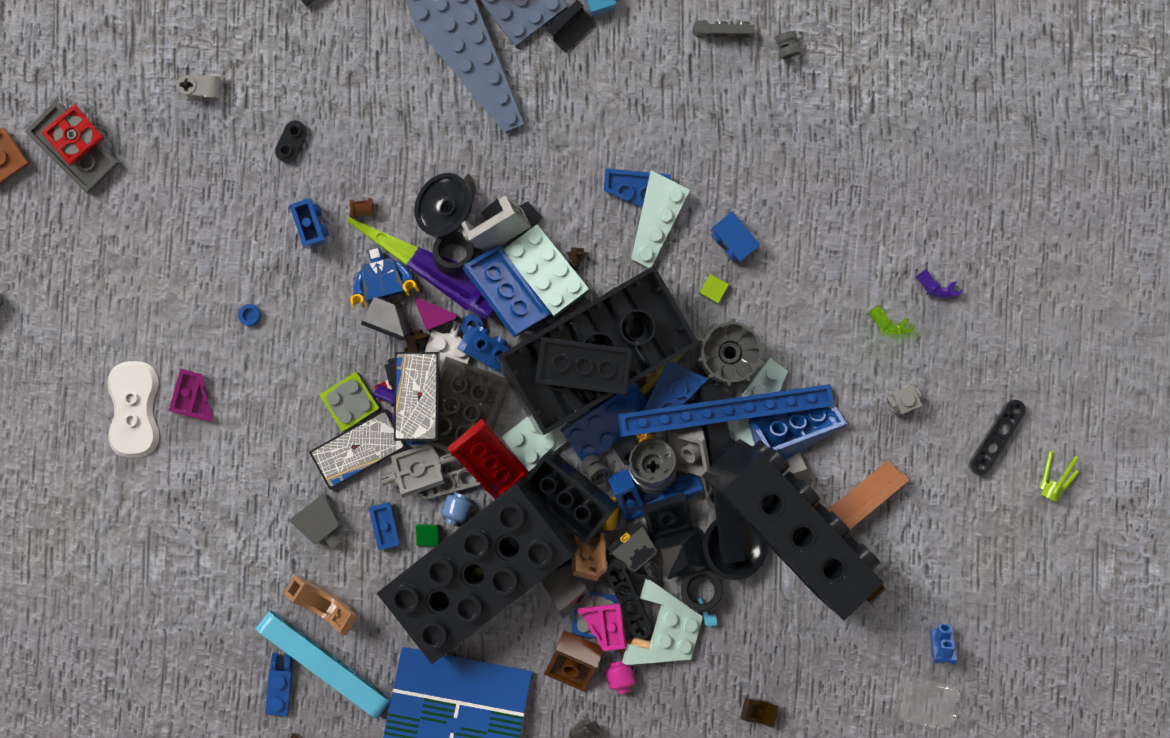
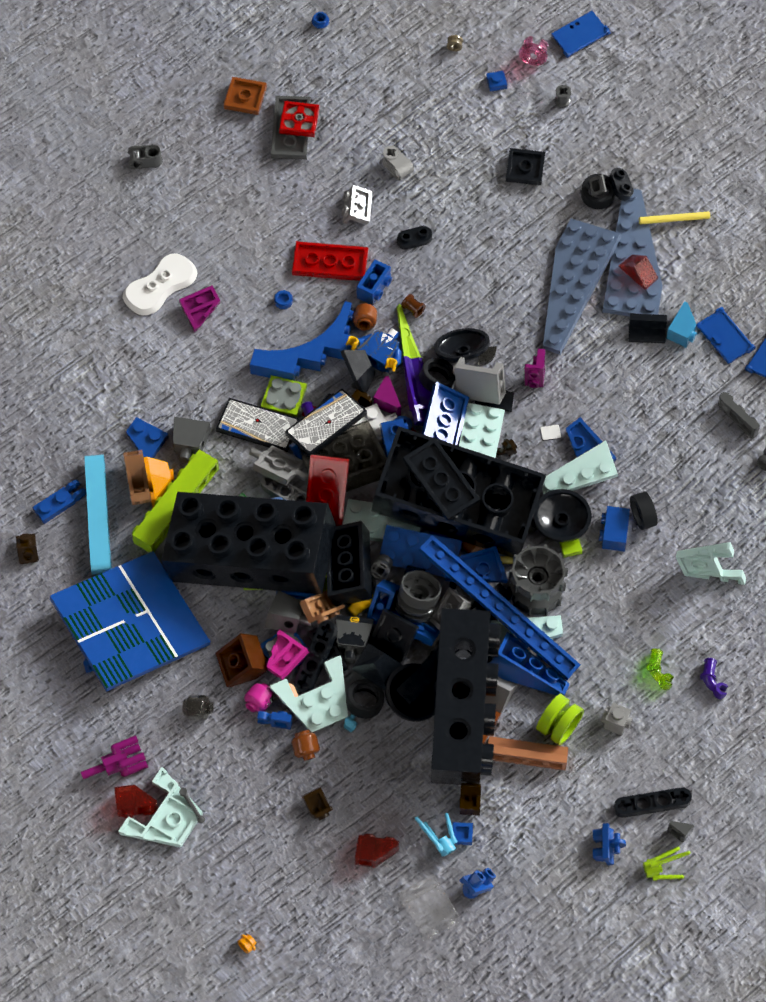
camera: 50 degrees right, 25 degrees down
(211, 163) = (357, 205): none -> bracket
(247, 238) = (329, 261): none -> red tile
(284, 557) = (146, 437): none -> blue wing
(332, 342) = (310, 355): none -> blue arch
(335, 261) = (365, 316): none -> dark orange head
(338, 586) = (158, 477): none -> light orange slope
(370, 579) = (190, 479): none -> lime brick
(384, 525) = (223, 477): blue plate -> none
(530, 163) = (535, 372): none -> magenta bracket
(591, 203) = (550, 432): none -> white sticker
(657, 675) = (276, 719): none -> blue plate
(698, 675) = (305, 745): none -> dark orange head
(700, 265) = (564, 506): none -> black dish
(743, 200) = (643, 510): none -> black tyre
(840, 701) = (374, 851): none -> clear red slope
(843, 195) = (703, 562): none -> light aqua wing
(868, 450) = (560, 719): none -> lime wheel
(887, 616) = (463, 833): none -> blue plate
(887, 641) = (443, 845): none -> medium azure plant
(993, 502) = (610, 844): none -> blue hips
(1044, 438) = (680, 830): none -> dark grey slope

